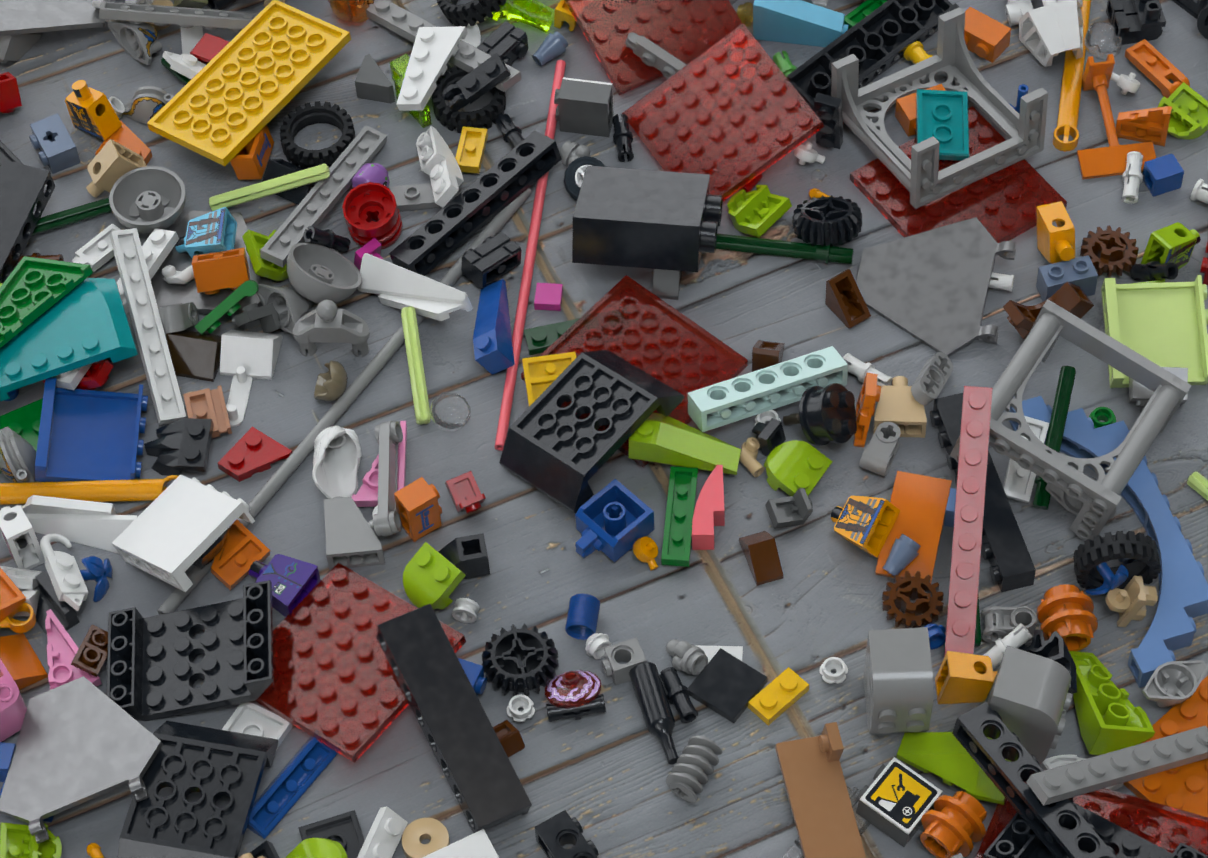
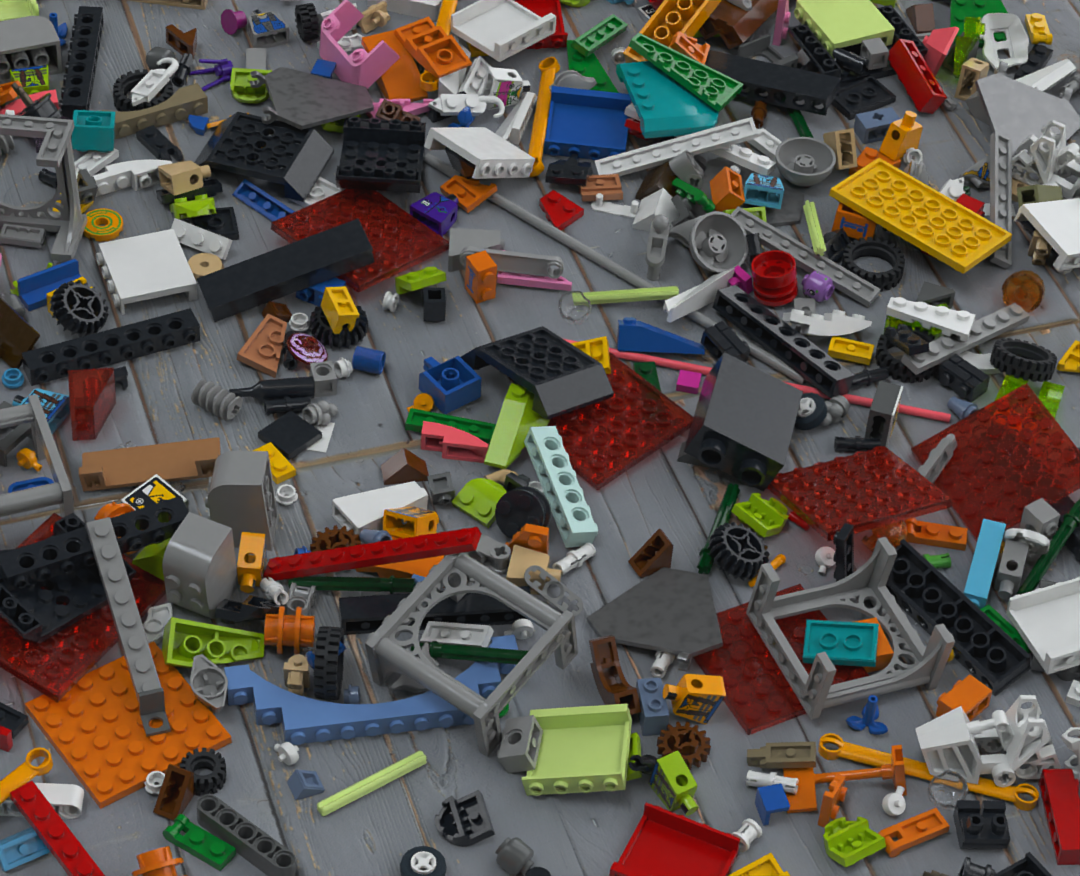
camera: 90 degrees right, 10 degrees down
(332, 383) = (615, 248): dark tan hair -> none
(336, 462) = (535, 239): white hair -> none
(465, 493) = (497, 311): bracket -> none
(522, 644) = (339, 308): none -> yellow hinge
(575, 740) = (264, 346): none -> nougat wing
(766, 354) = (602, 498): reddish brown slope -> none
(840, 567) = (367, 508): none -> white slope
(1098, 167) = (783, 755): none -> dark tan hinge

